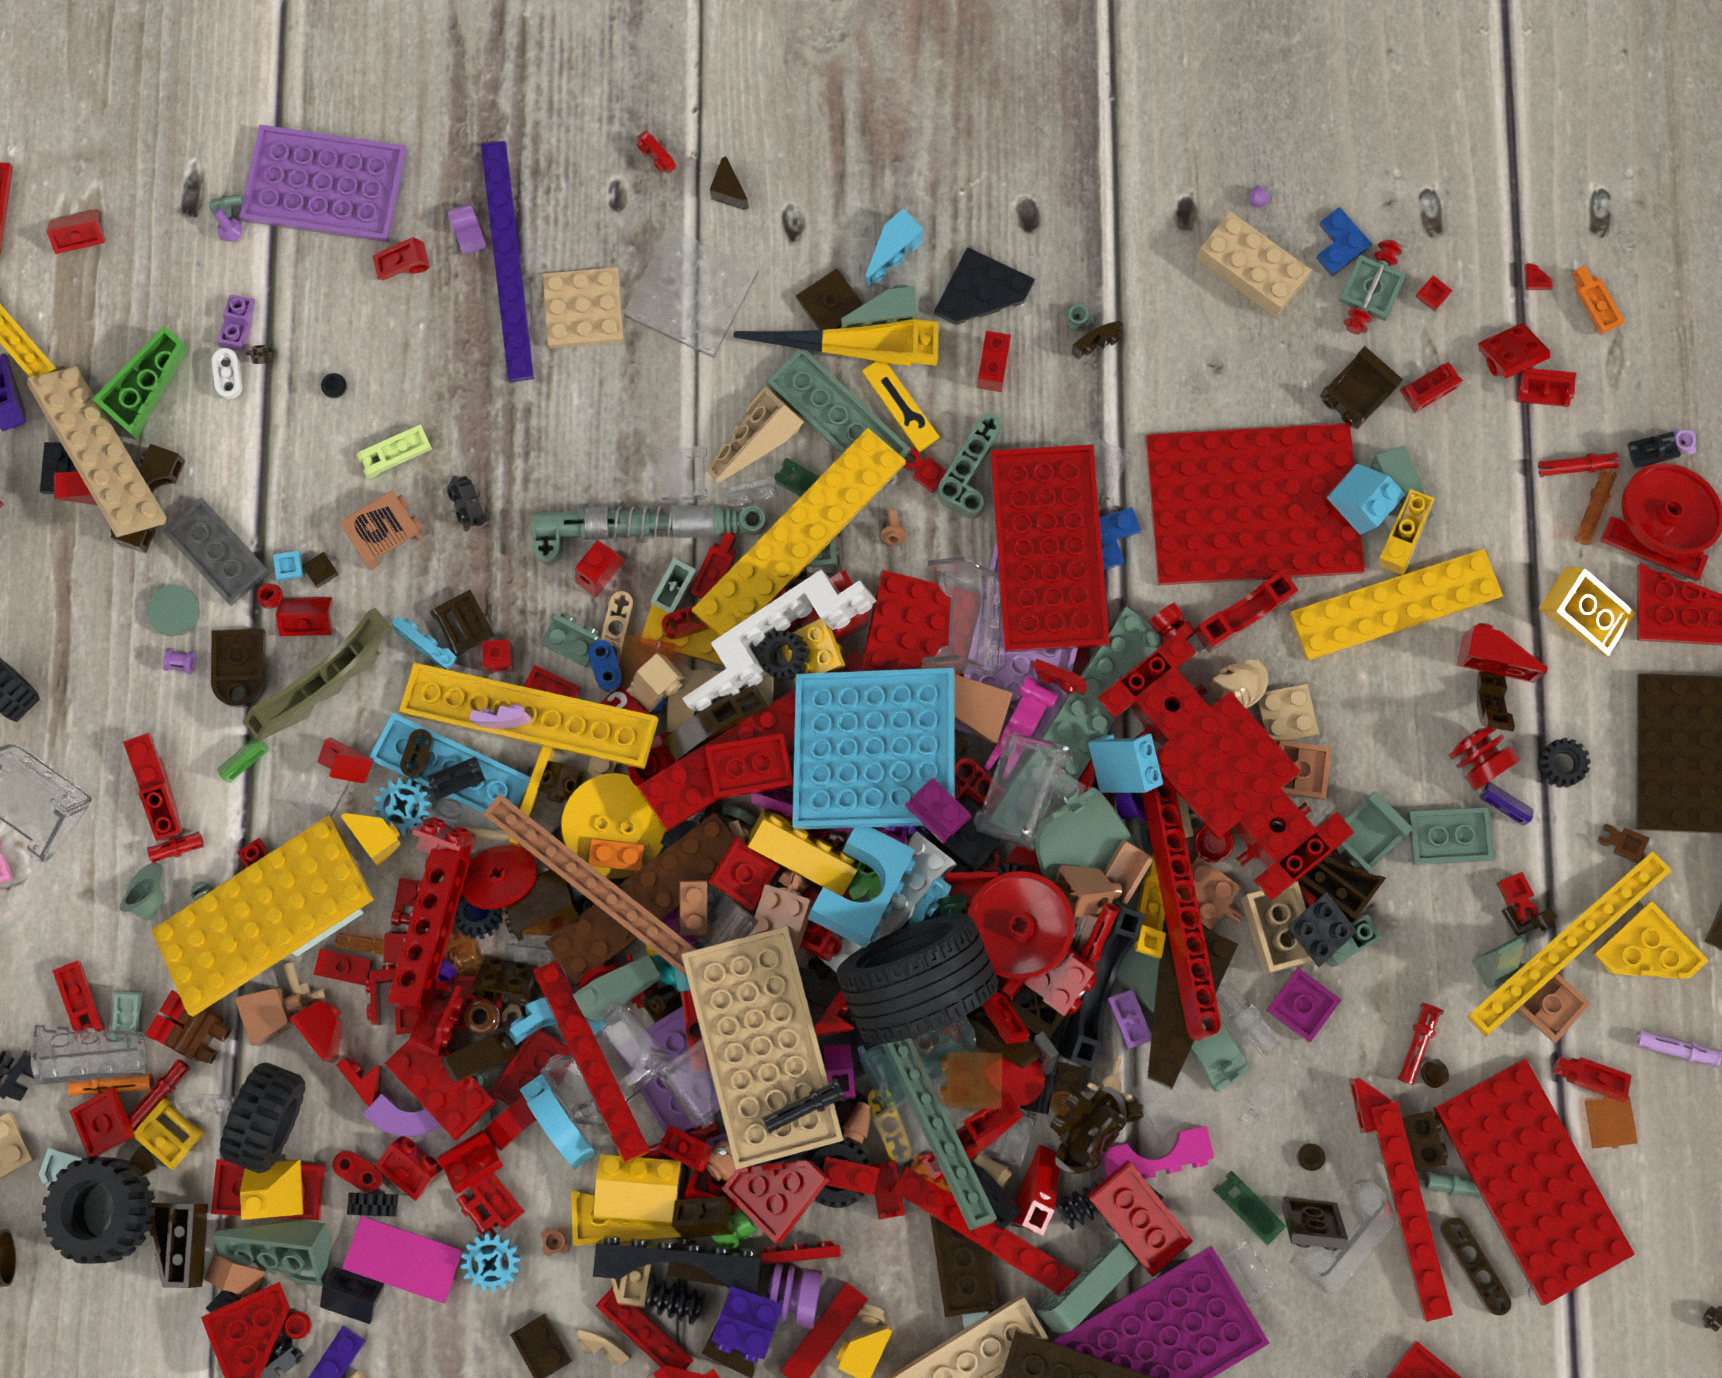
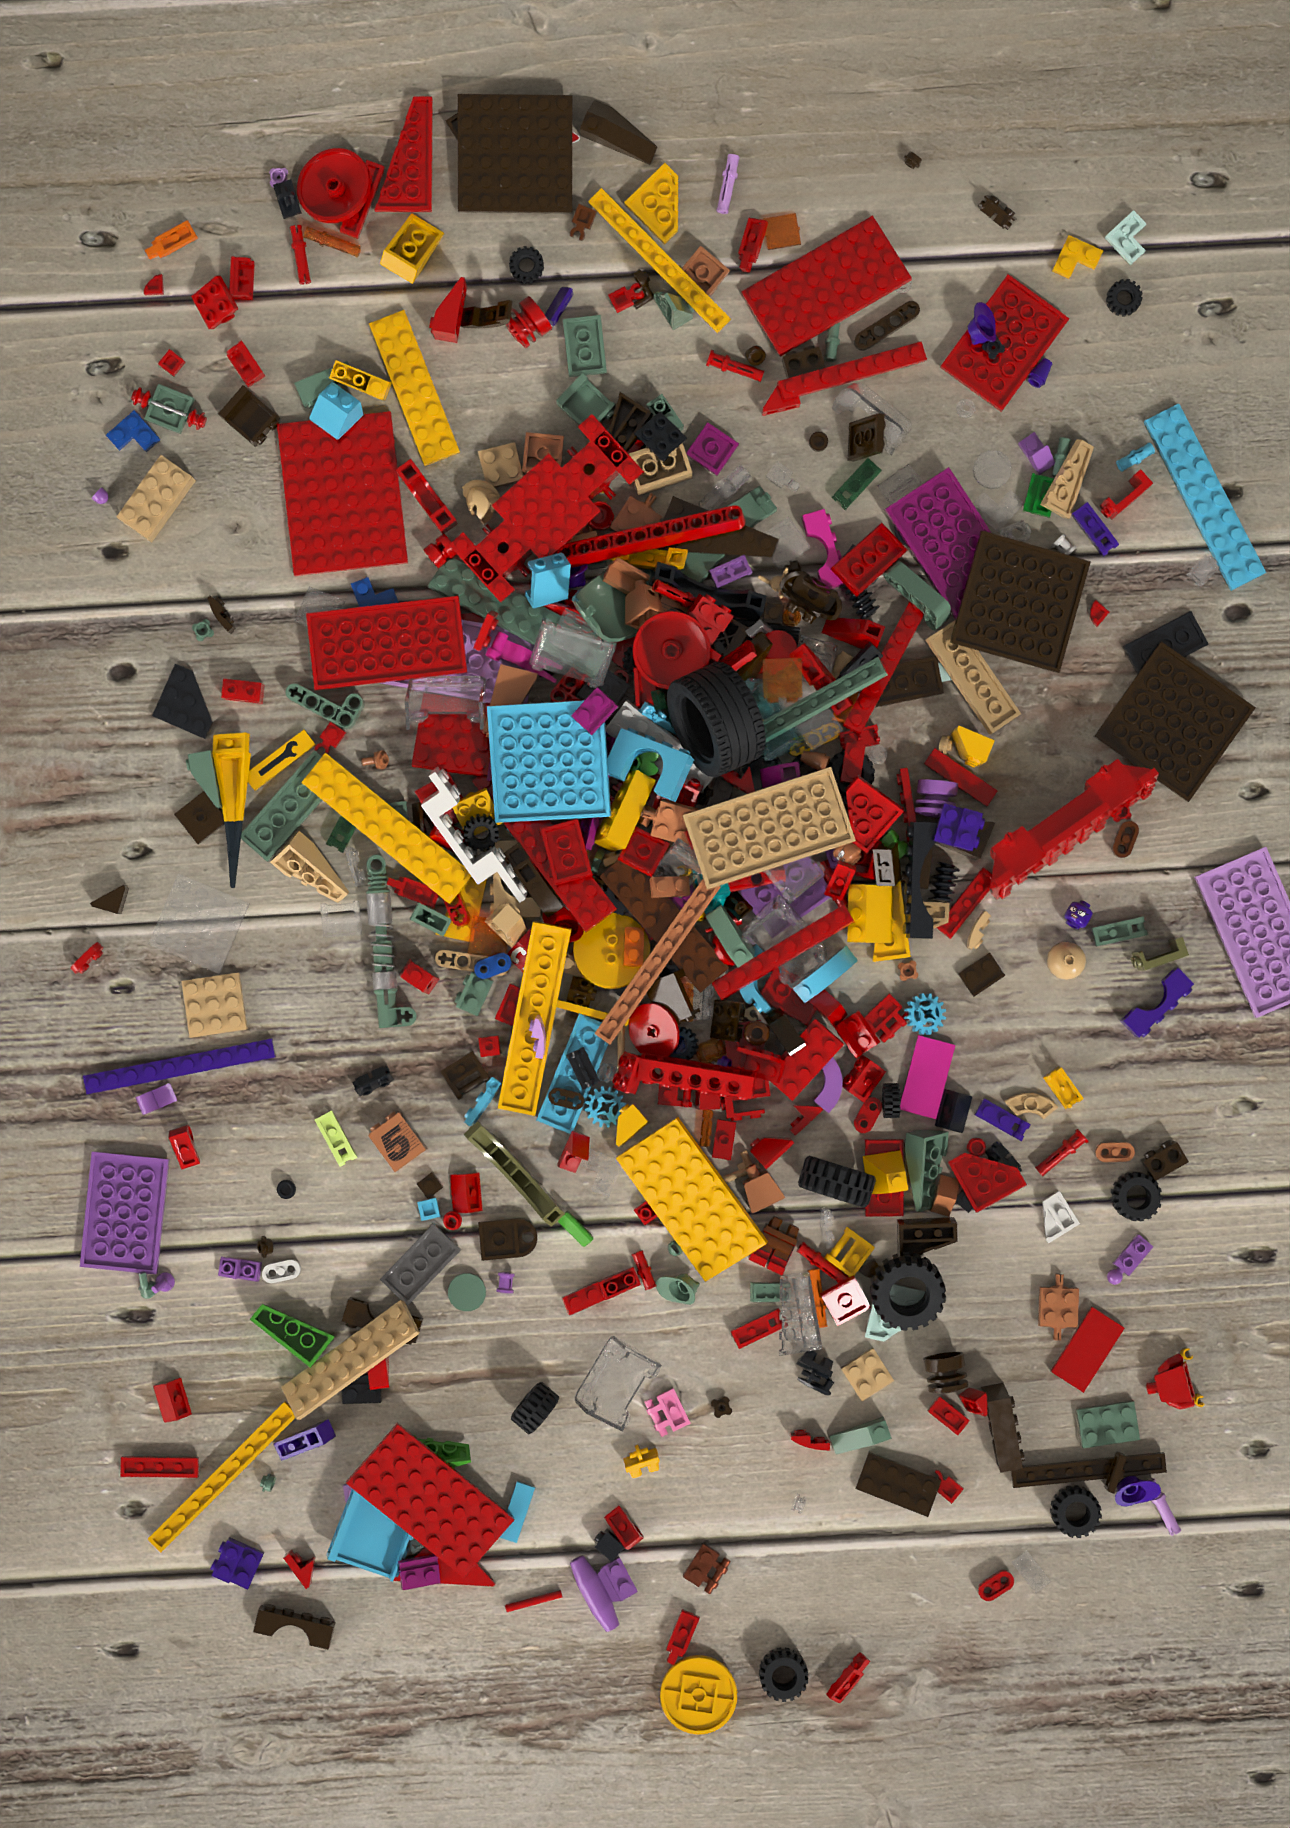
camera: 95 degrees left, 10 degrees up
(815, 1101) = (805, 786): black pin -> none
(896, 240) = (148, 769): medium azure slope -> none

